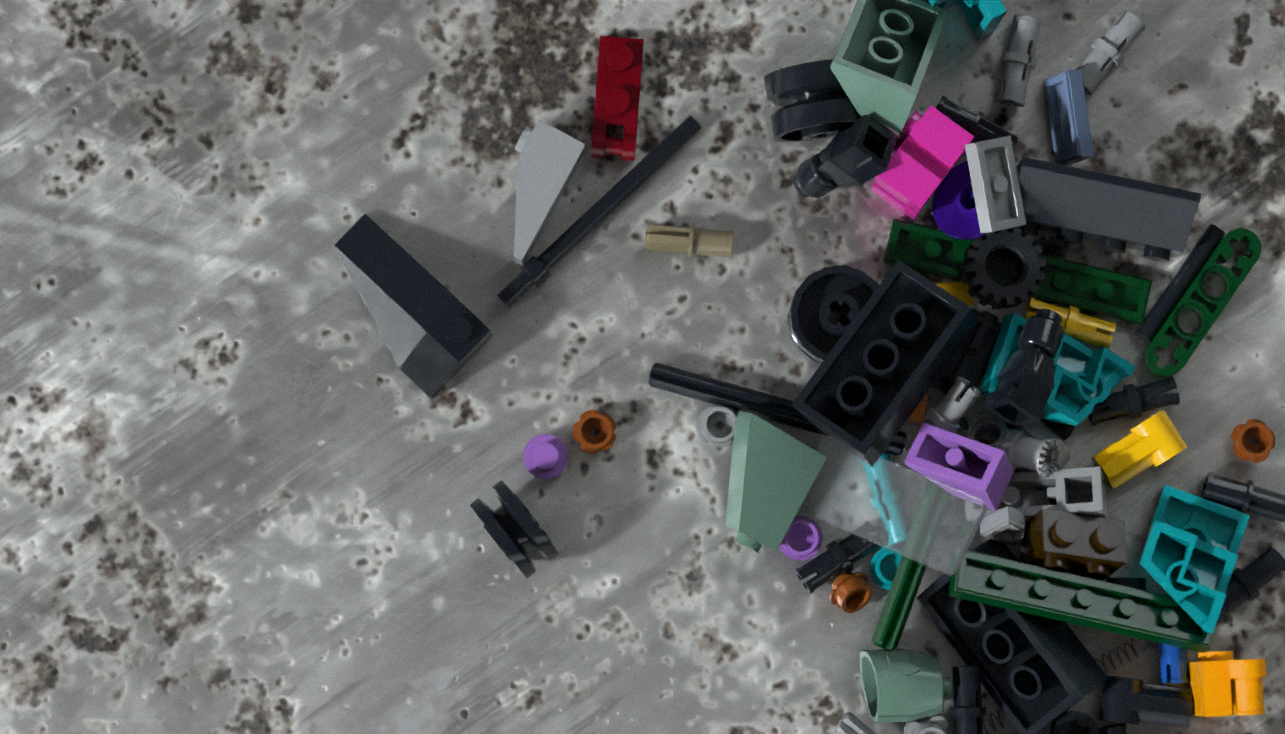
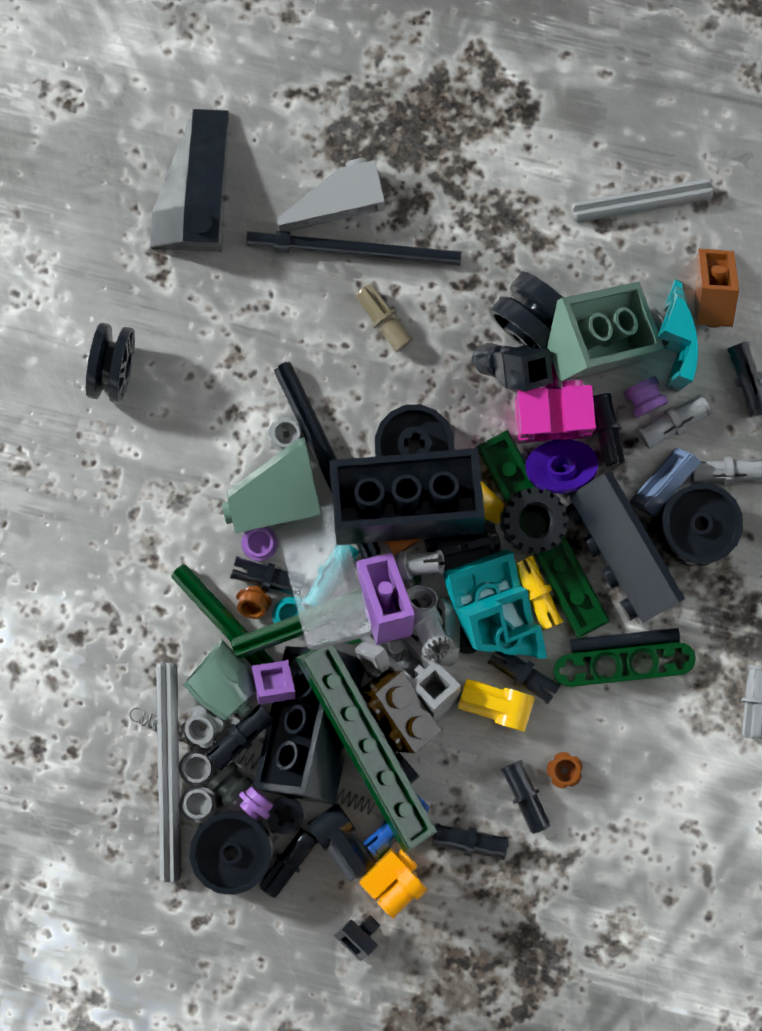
camera: 55 degrees right, 0 degrees up
(545, 456) = (174, 346): medium lavender plate -> none
(593, 419) = (219, 353): dark orange plate -> none
(617, 96) = (433, 198): dark red plate -> none
(837, 634) = (214, 610): none -> dark green axle
(945, 636) = (273, 682): none -> medium lavender plate
(975, 66) = (645, 397): none -> medium lavender wheel
(995, 184) = (578, 467): light grey plate -> none
(1029, 372) = (480, 591): black piece -> none
(1160, 107) = (717, 512): none -> black wheel
(1193, 552) = (460, 791): teal slope -> none

